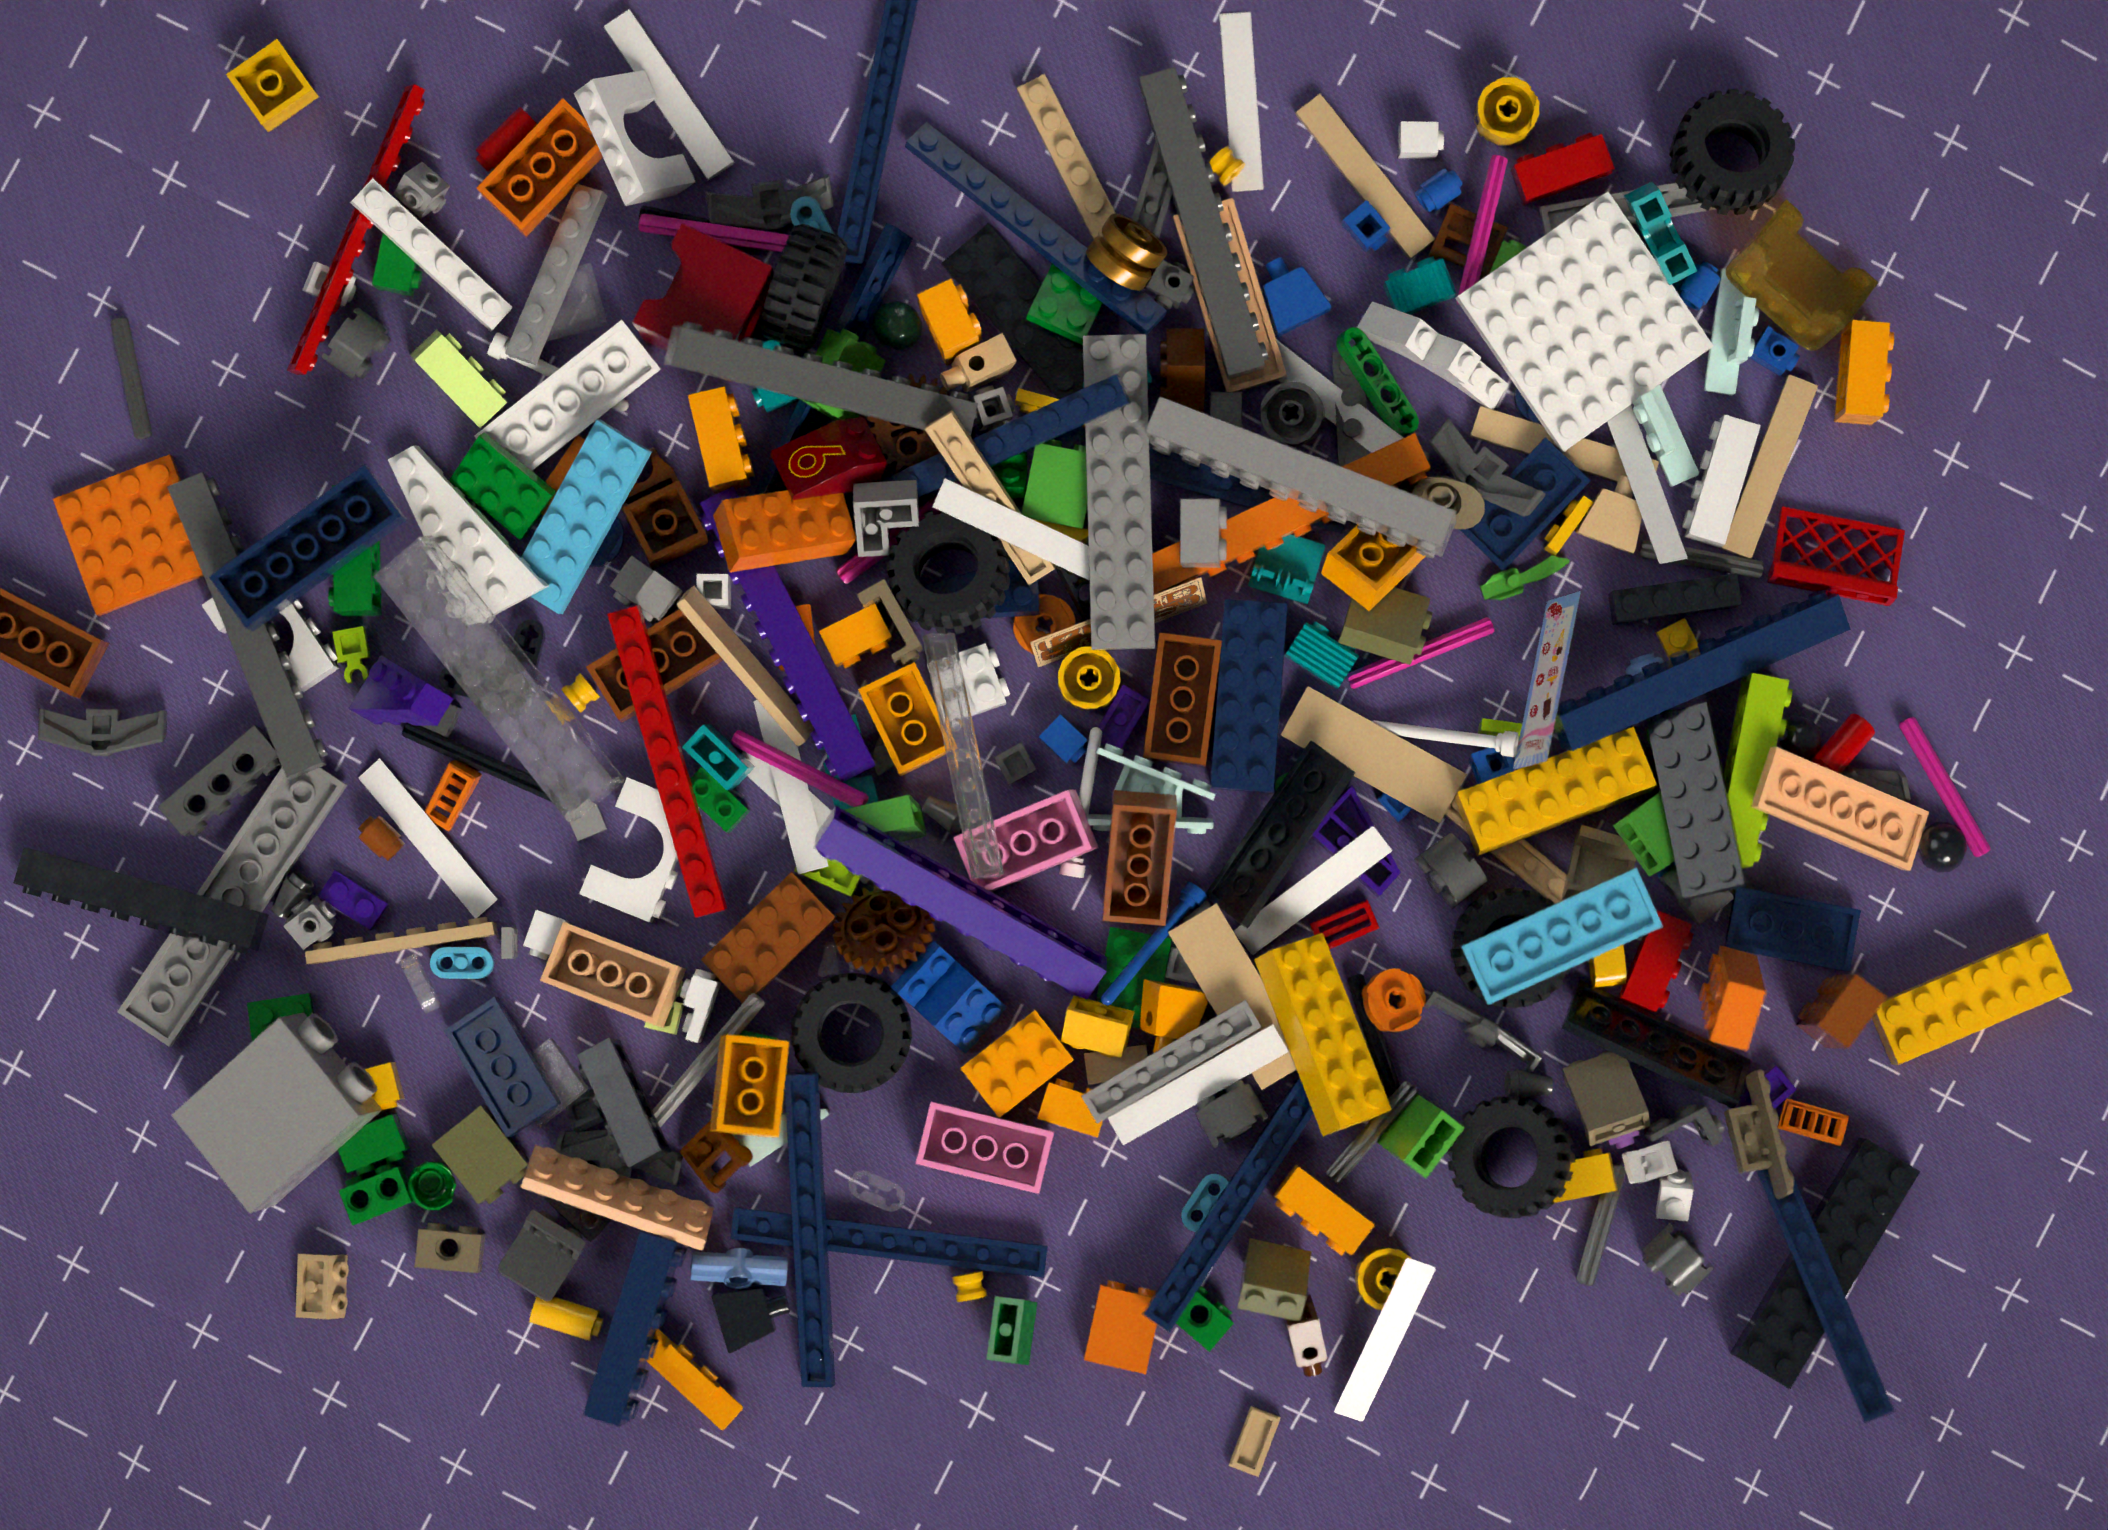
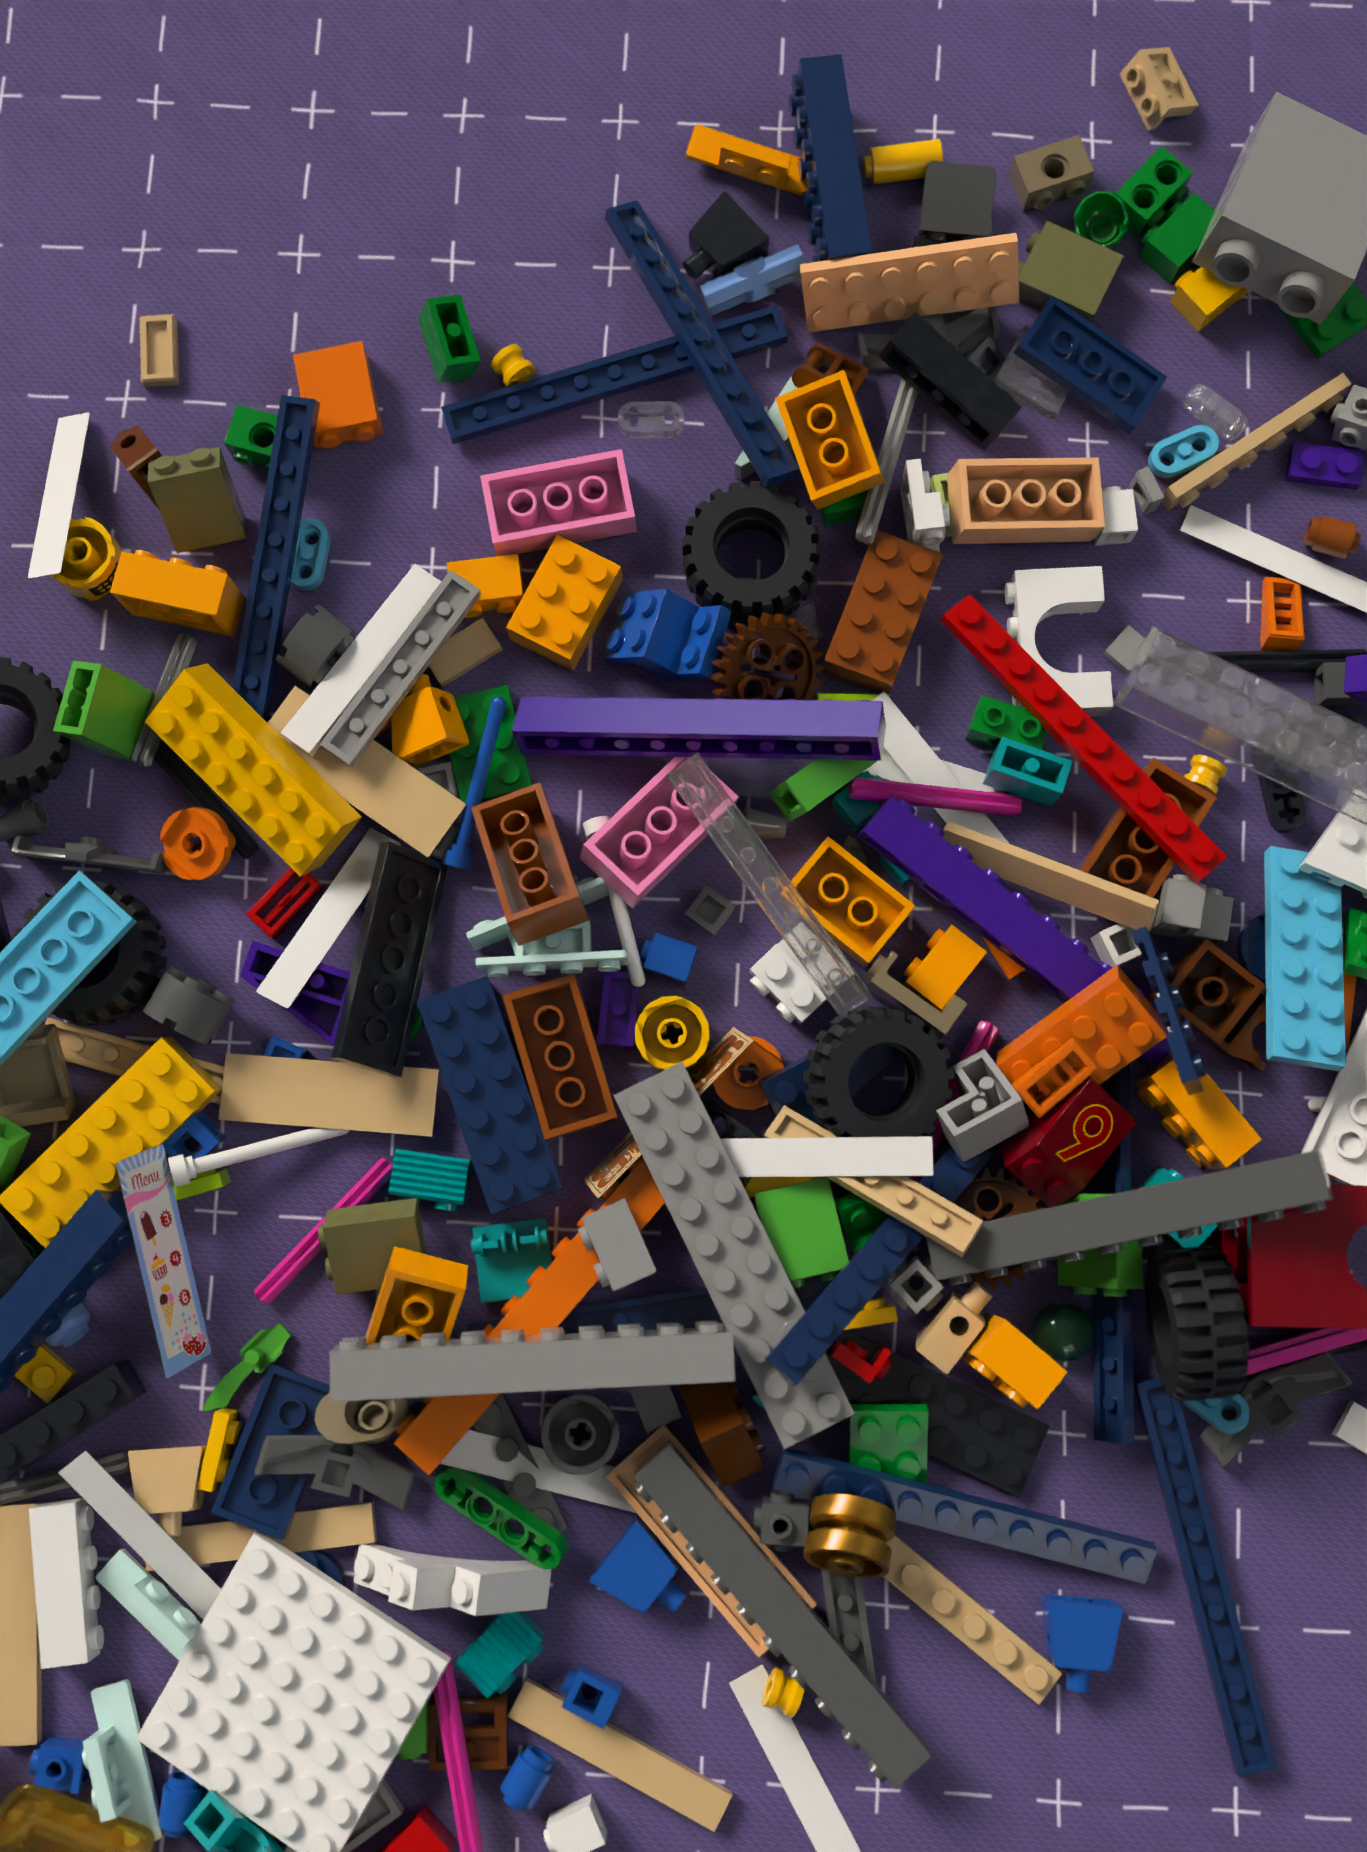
camera: 160 degrees right, 5 degrees down
(711, 517) = (1169, 1000): none -> dark blue wing
(832, 518) = (1063, 1088): none -> orange slope
(991, 107) = (1081, 1635): none -> blue torso
(1063, 376) = (854, 1358): none -> red bracket
(1097, 1027) = (496, 672): yellow brick -> none

